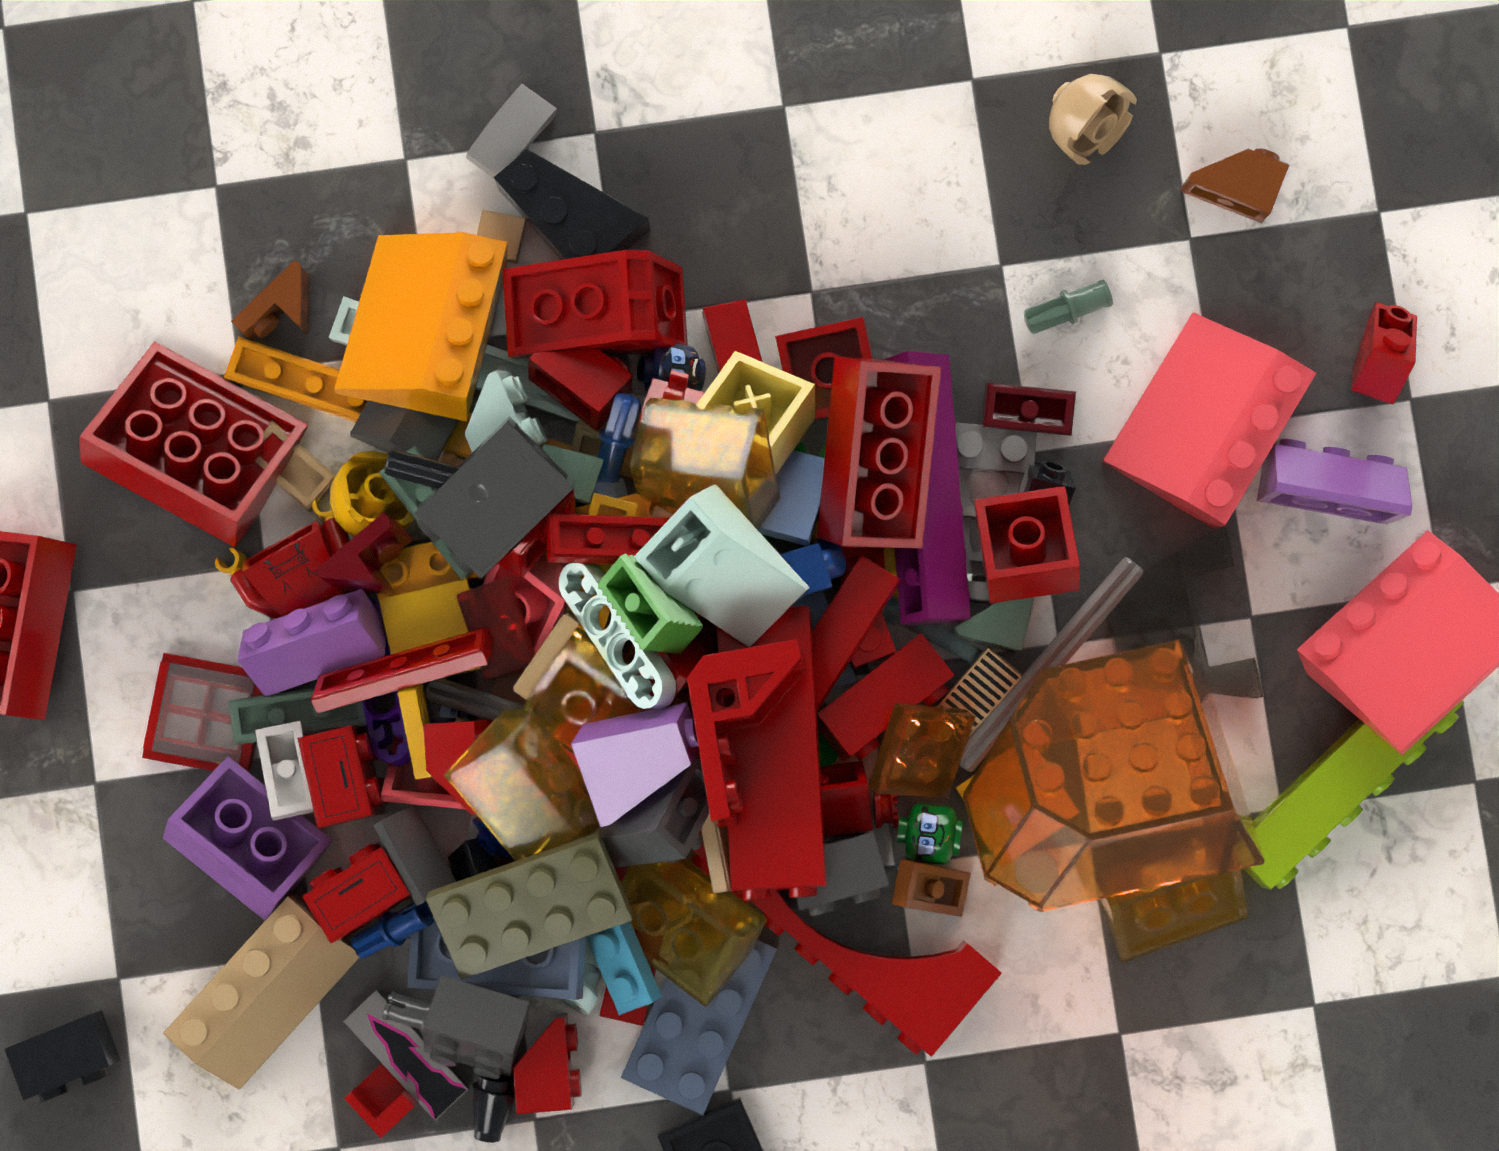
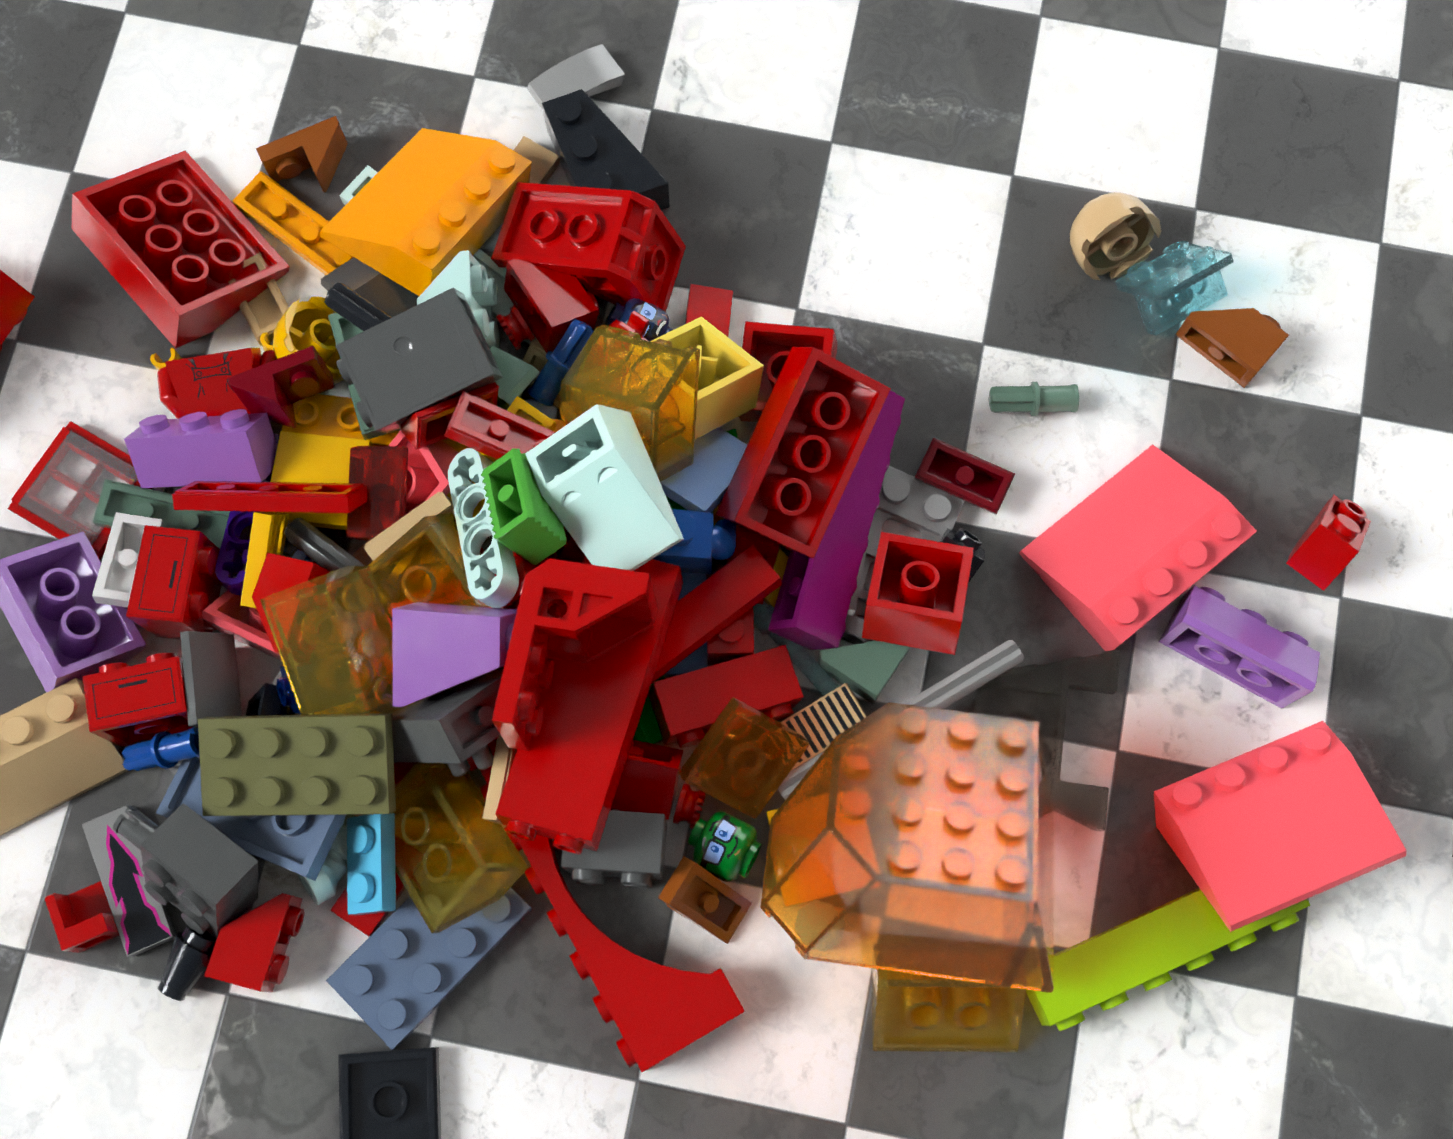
camera: 20 degrees right, 10 degrees down
(557, 414) = (515, 327): none -> red bush
(1165, 143) = (1176, 284): none -> clear light blue bracket

